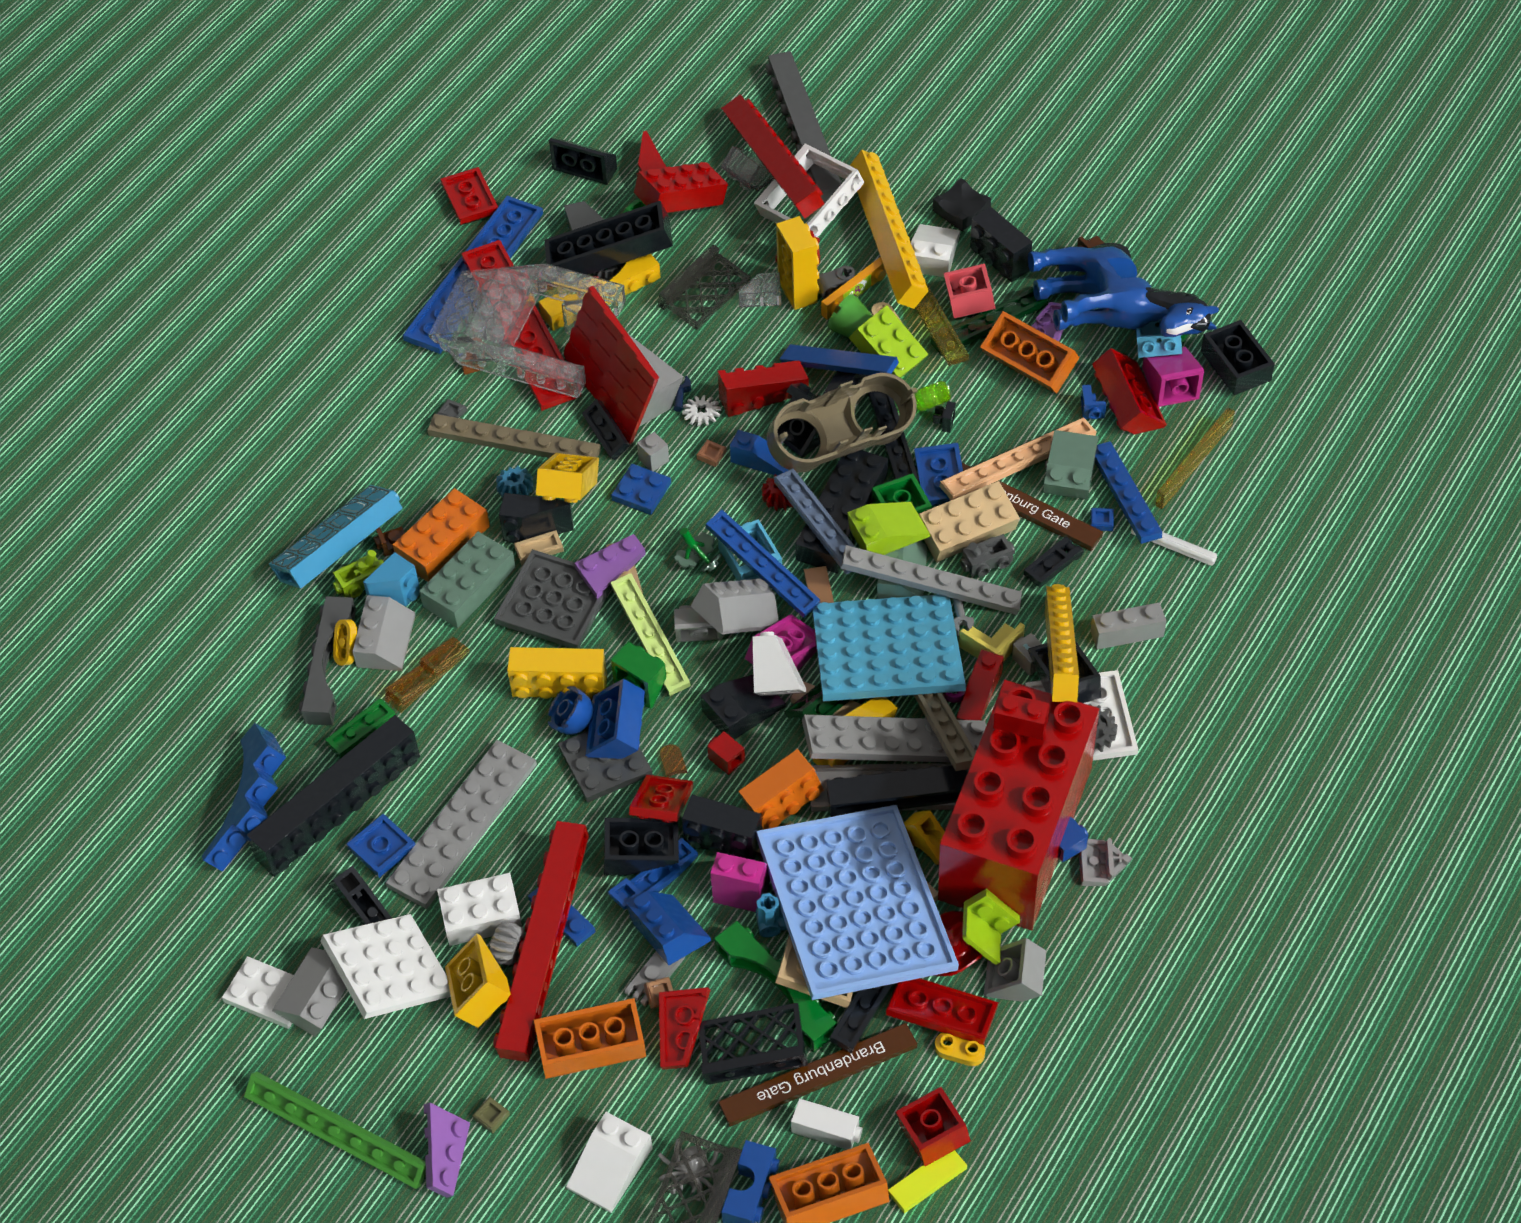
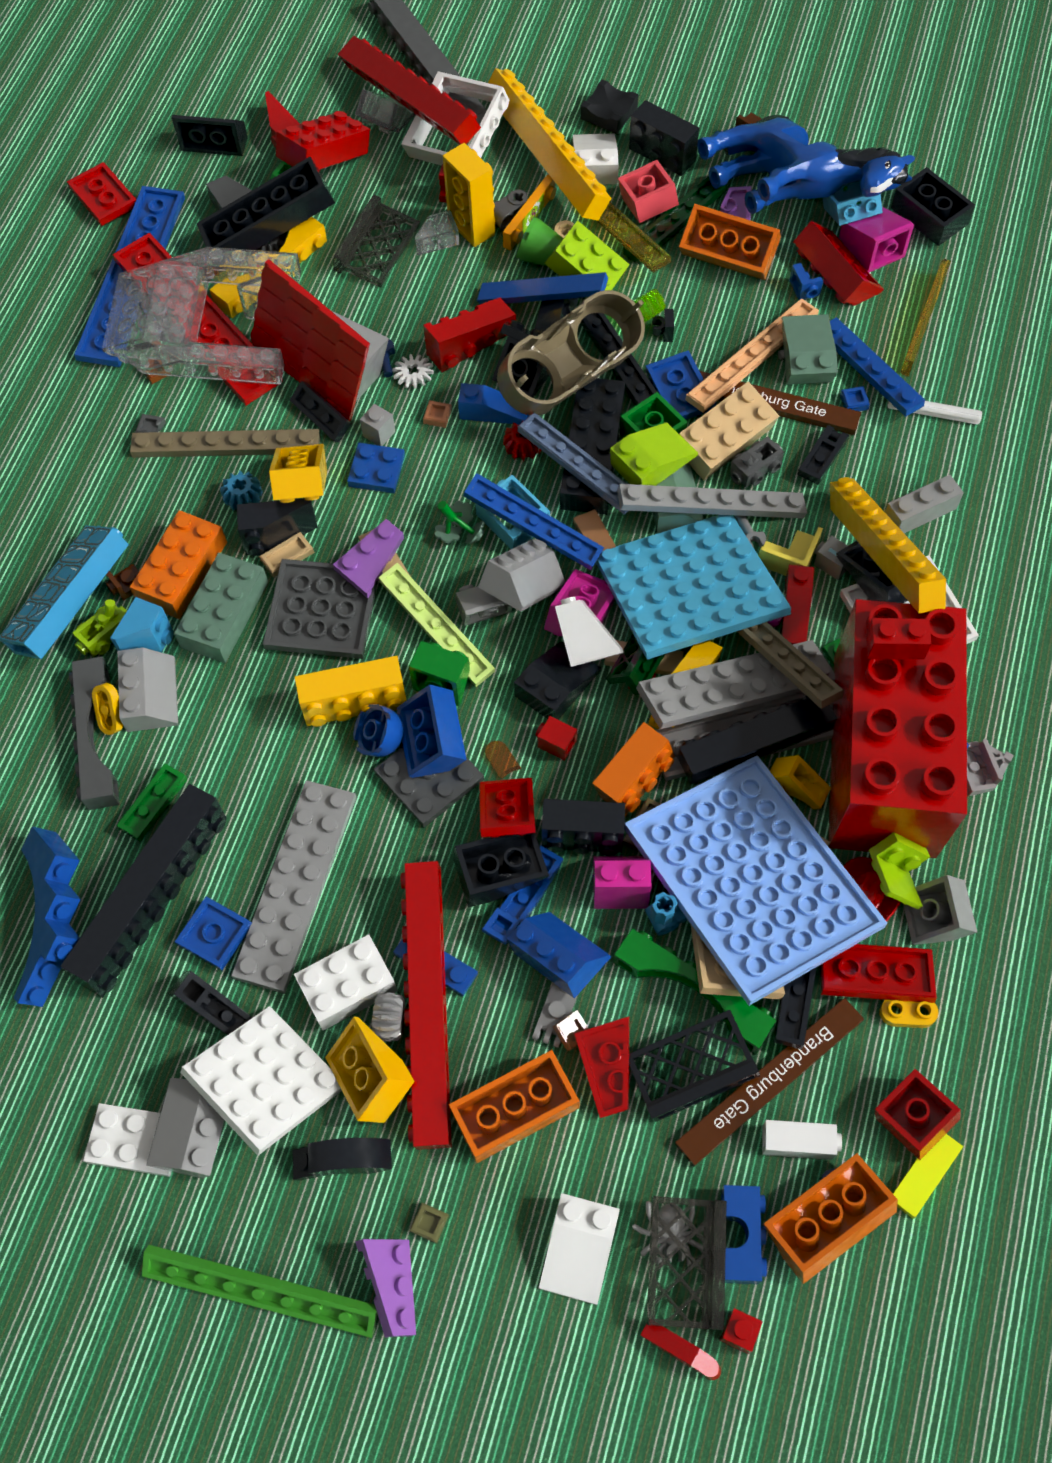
camera: 15 degrees left, 10 degrees up
(431, 669) = (208, 720): clear orange slope -> none
(434, 1041) = (342, 1156): none -> black arch

